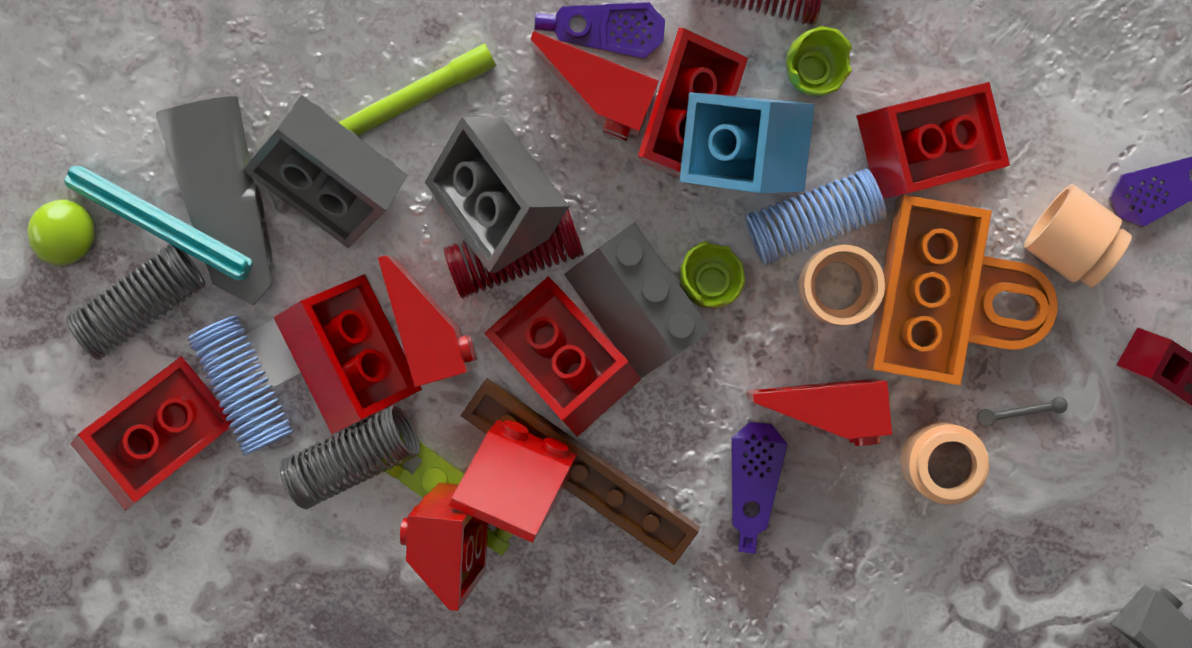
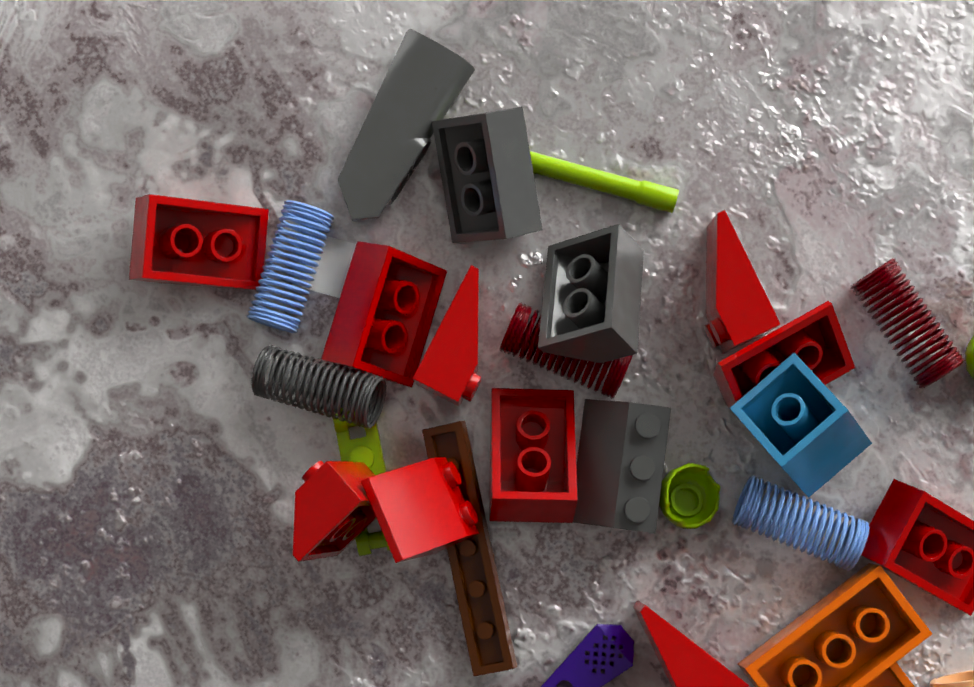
camera: 45 degrees right, 5 degrees down
(61, 232) = (266, 50): lime hair -> none
(95, 339) = (272, 136): dark grey piece -> none
(158, 223) = (340, 104): teal axle -> none
(600, 26) = (769, 252): dark purple piece -> none
(819, 61) = (902, 416): lime hair -> none
(870, 285) = (803, 592): light nougat piece -> none

